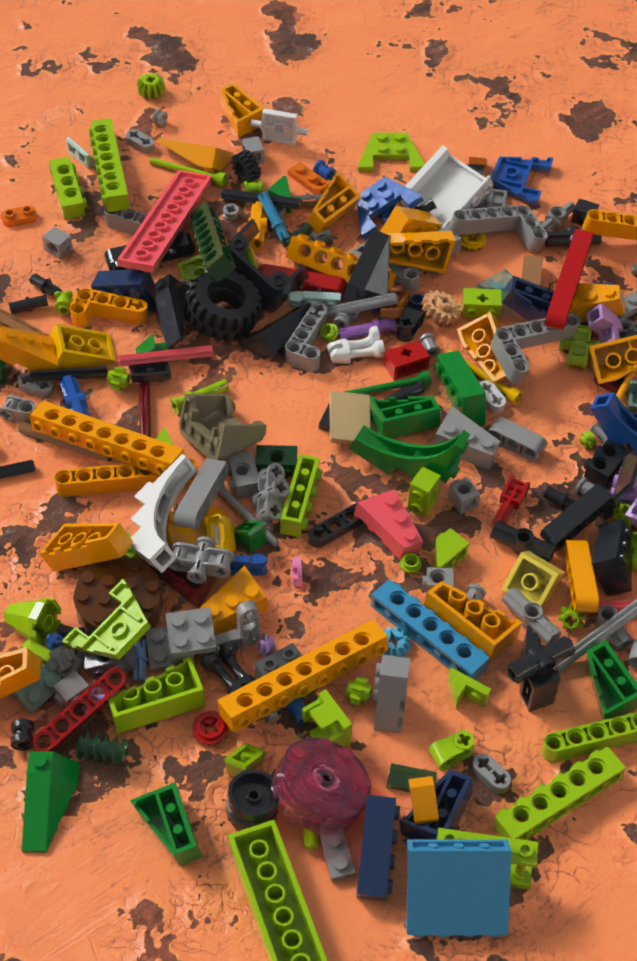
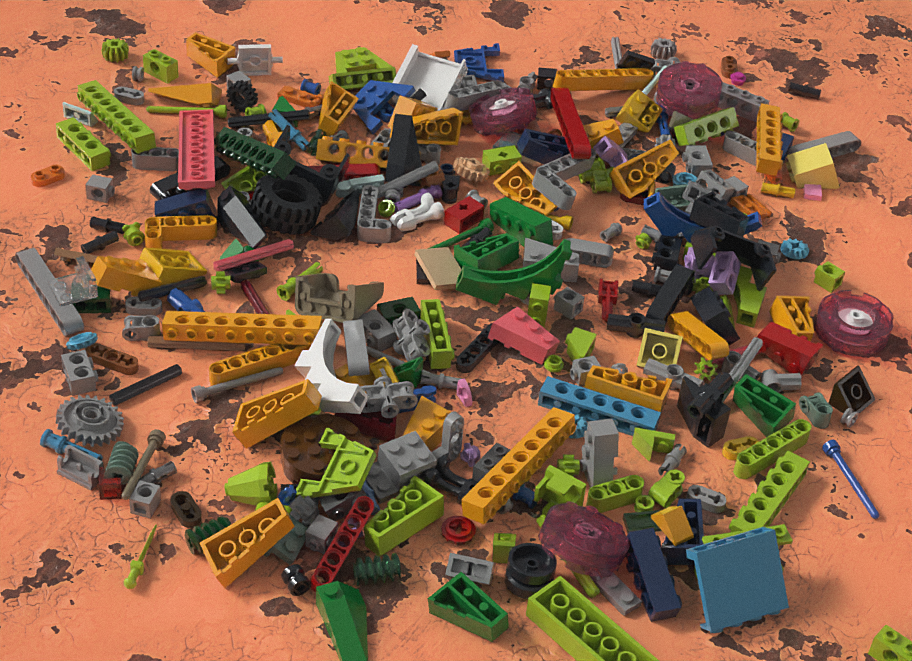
camera: 25 degrees left, 10 degrees down
(39, 498) = (199, 393): none -> light grey piece
(185, 113) = (160, 66): none -> lime brick
(194, 778) = (474, 568): none -> light grey brick
(280, 550) = (439, 380): none -> light grey pin
(375, 172) = (358, 79): none -> lime brick
(401, 731) = (615, 493): none -> lime beam
(419, 752) = (643, 499): none -> lime bush
(477, 716) = (673, 459): none -> light grey pin
(507, 247) = (503, 112): none -> clear pink piece
(561, 720) = (734, 447): none -> yellow beam
(562, 418) = (614, 230): none -> light grey pin

